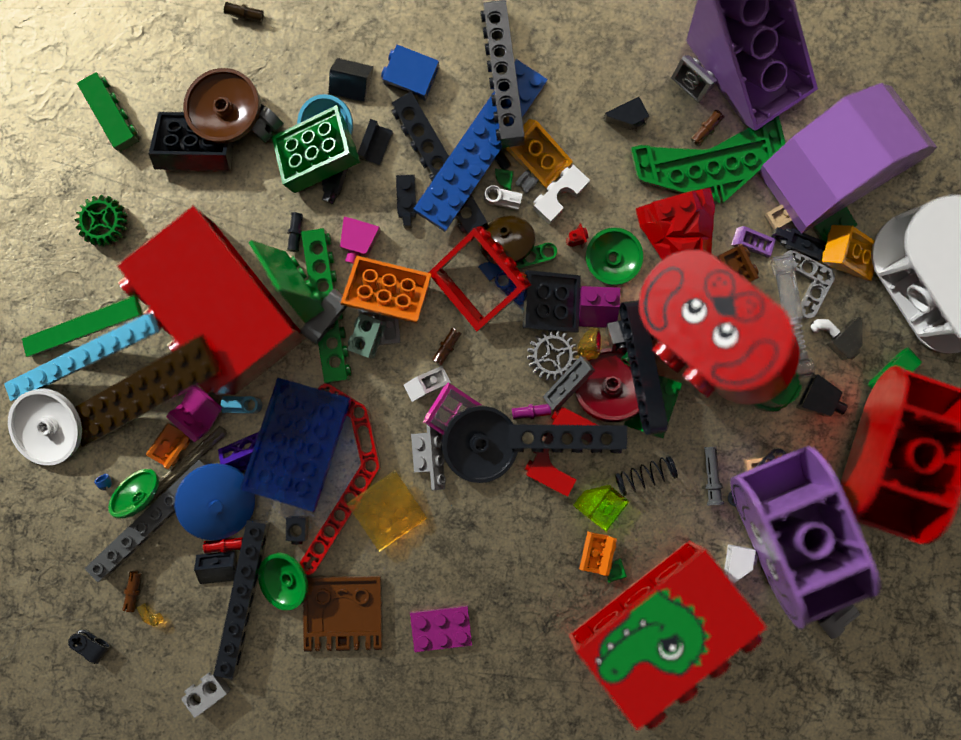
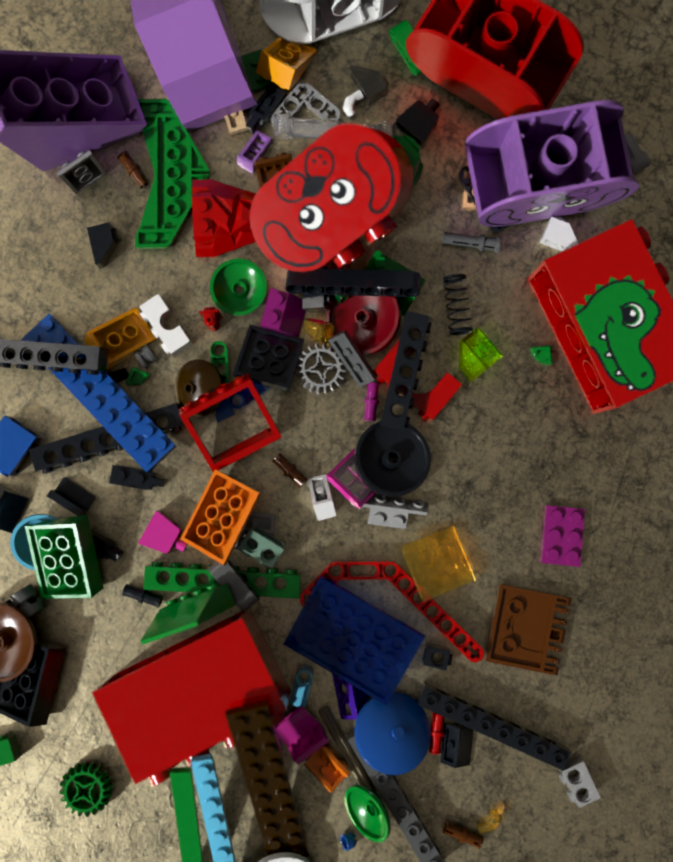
camera: 70 degrees left, 0 degrees up
(283, 581) = (485, 681): green dish -> none
(505, 198) = (157, 381): white piece -> none
(598, 553) = (522, 367): orange bracket -> none

